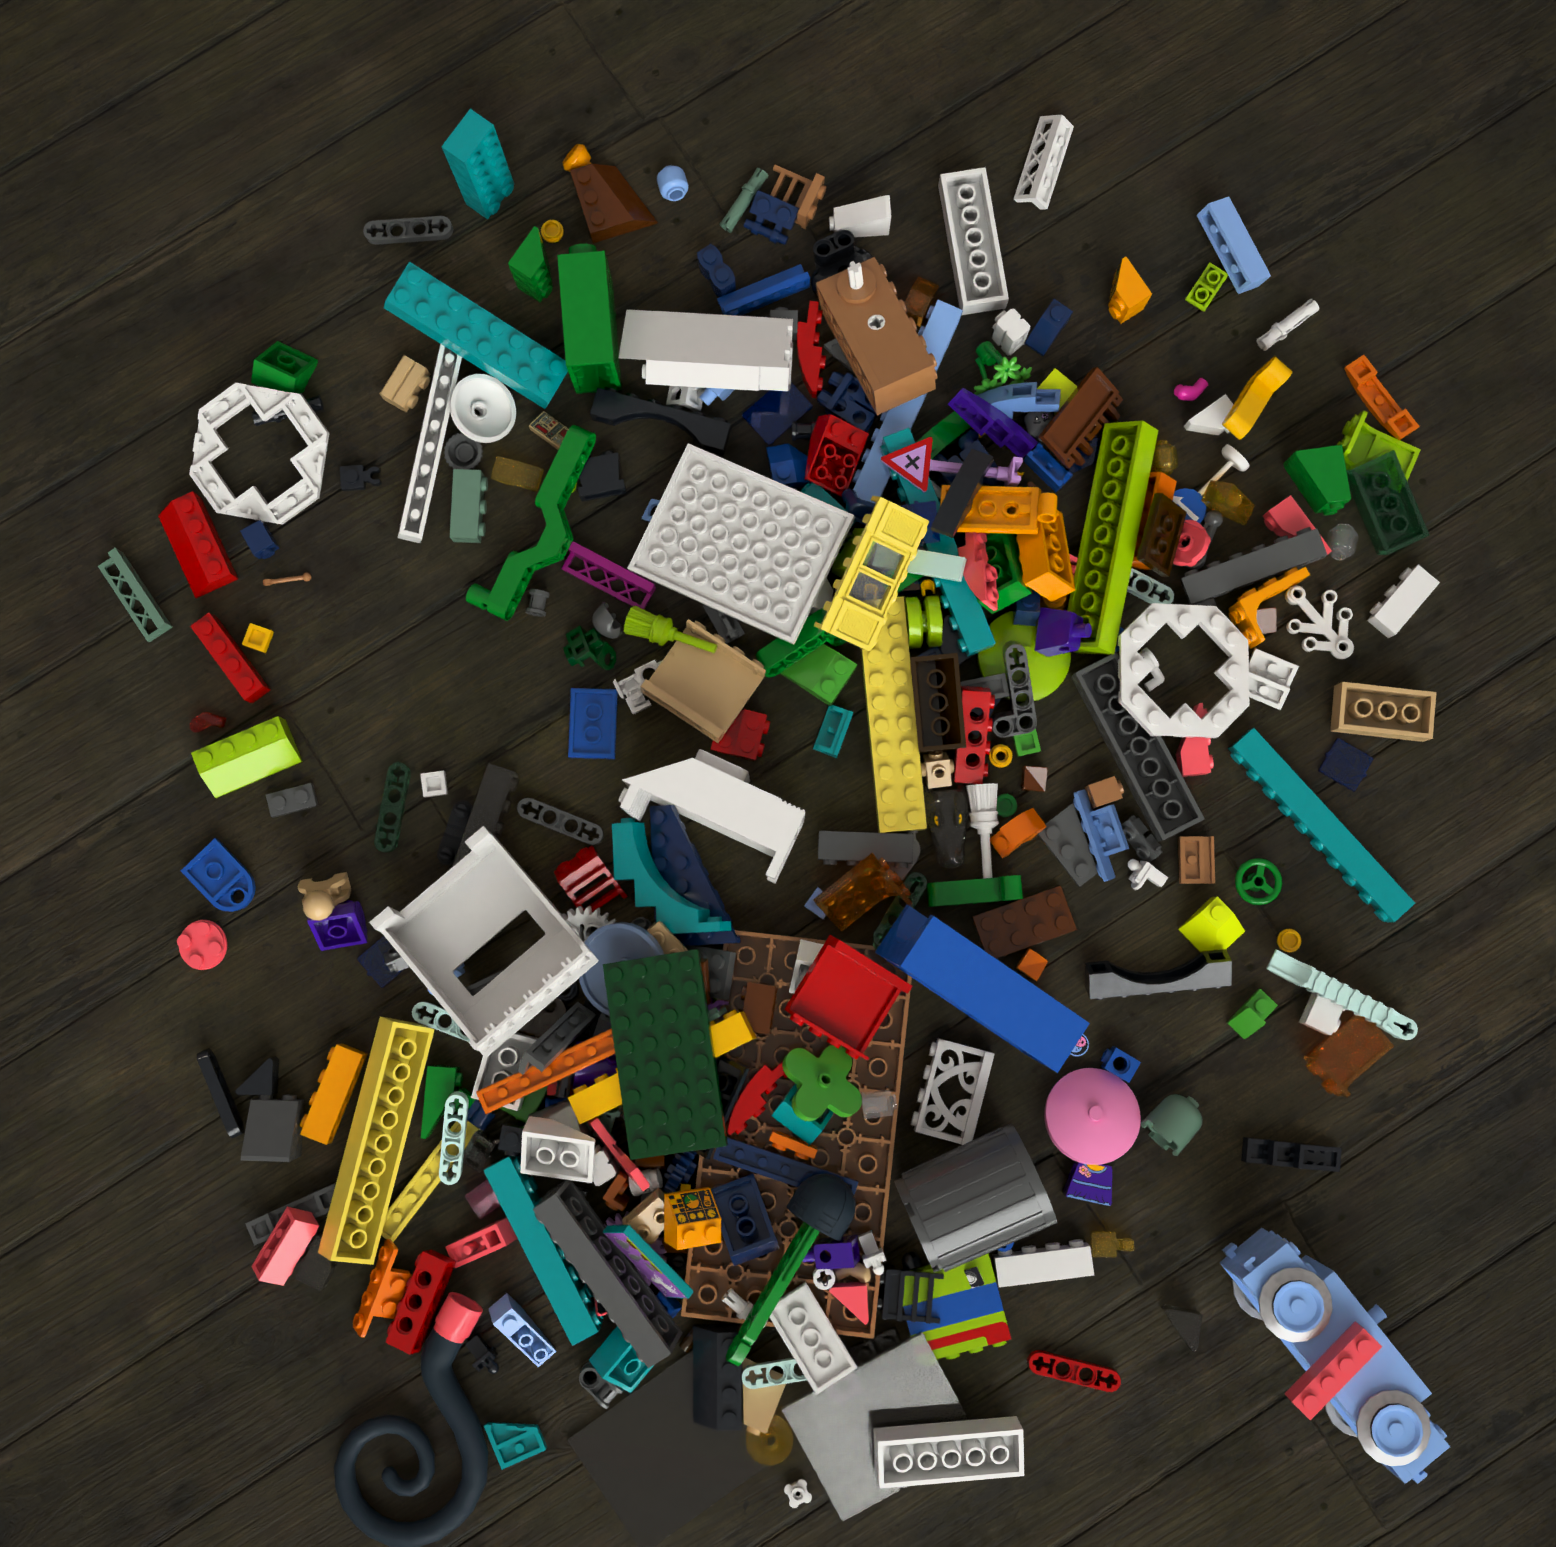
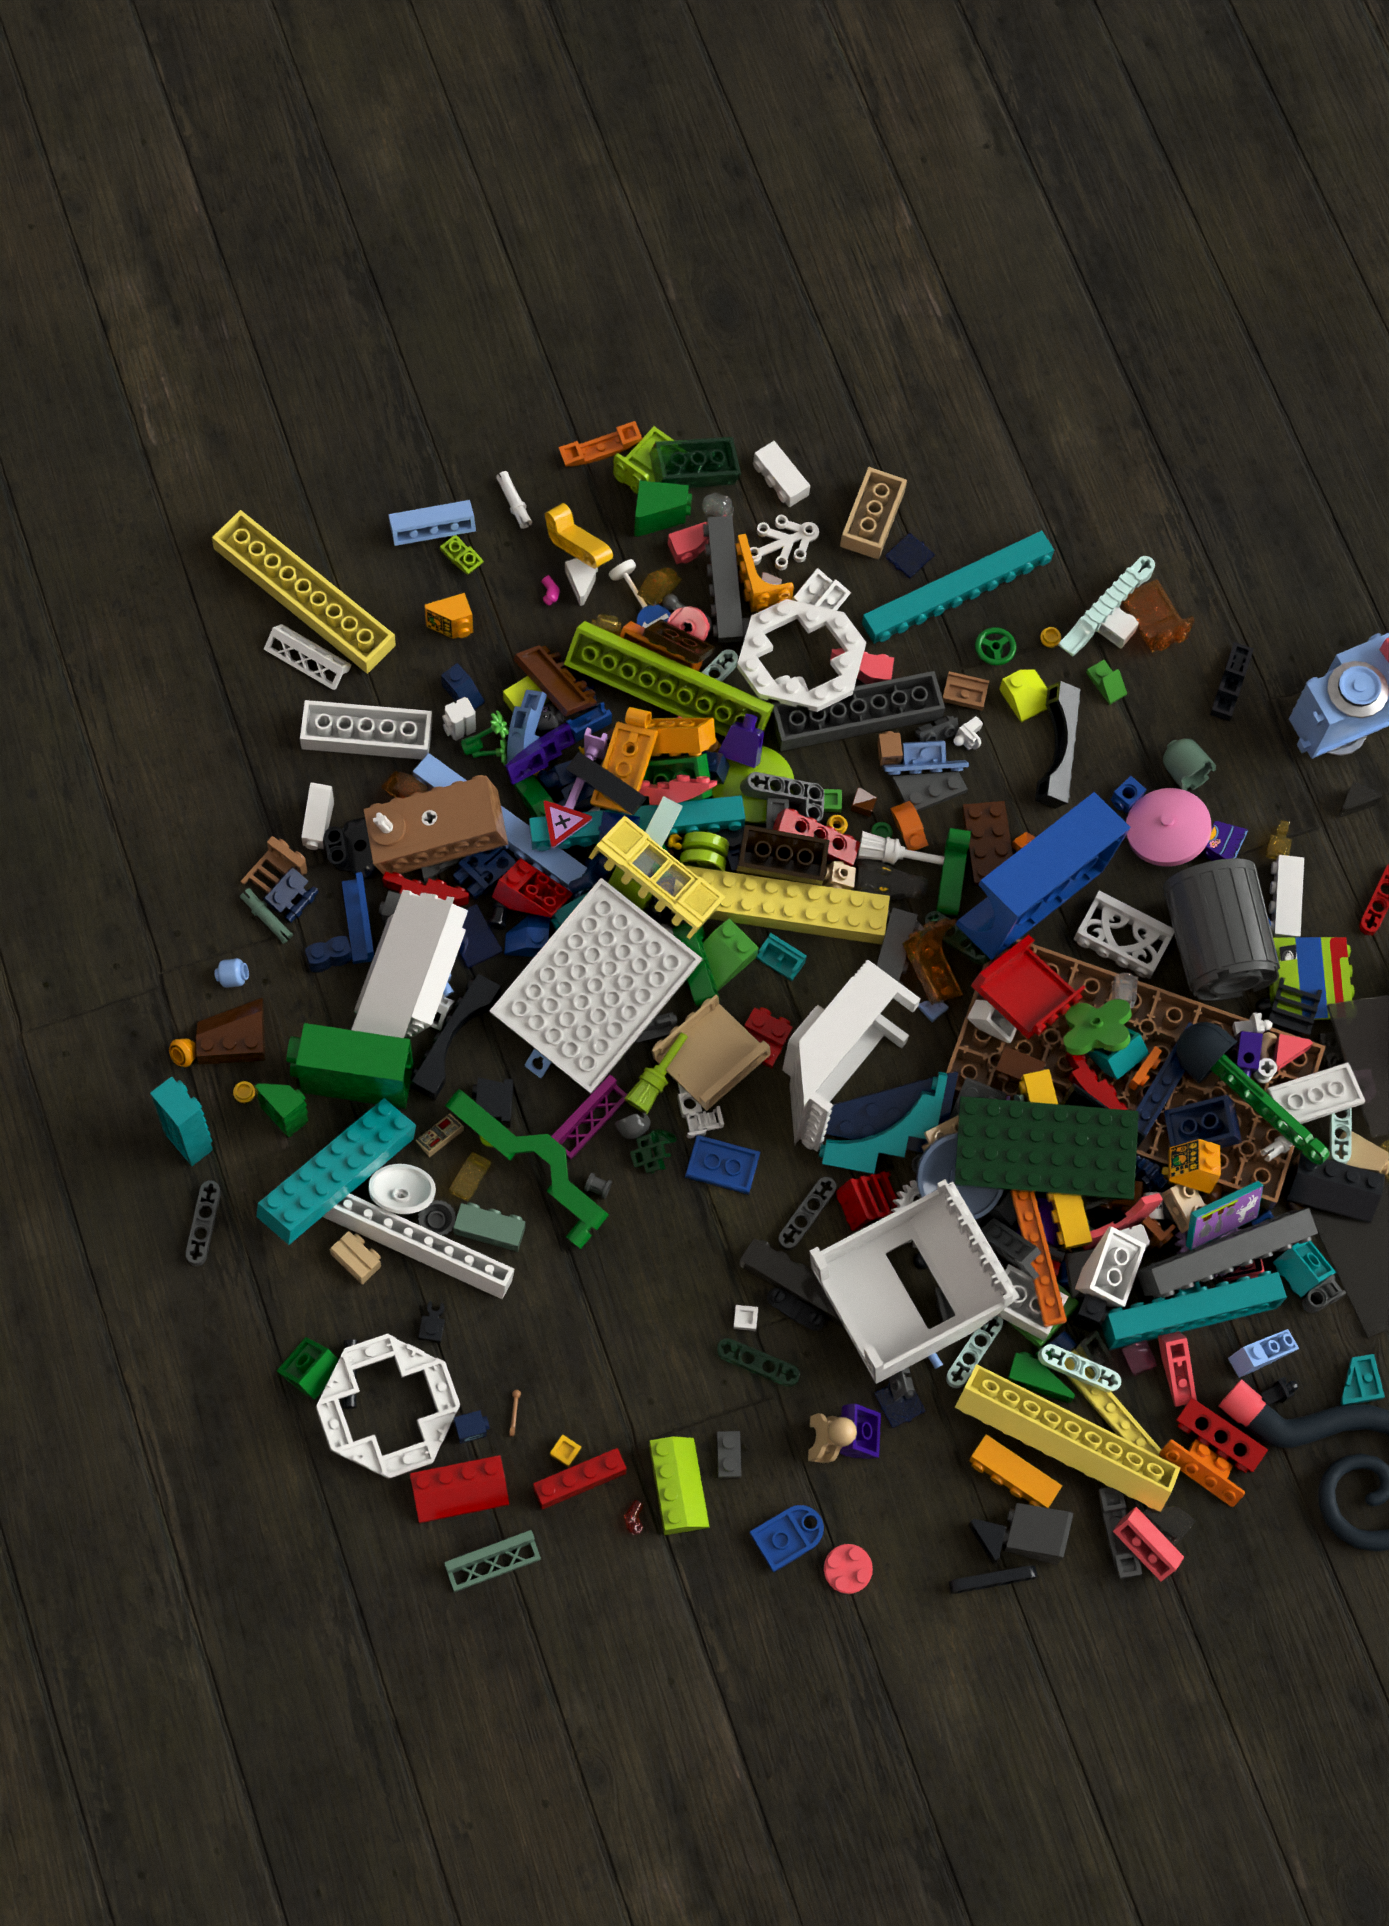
camera: 85 degrees left, 15 degrees down
(1114, 135) = (304, 591): none -> light yellow brick

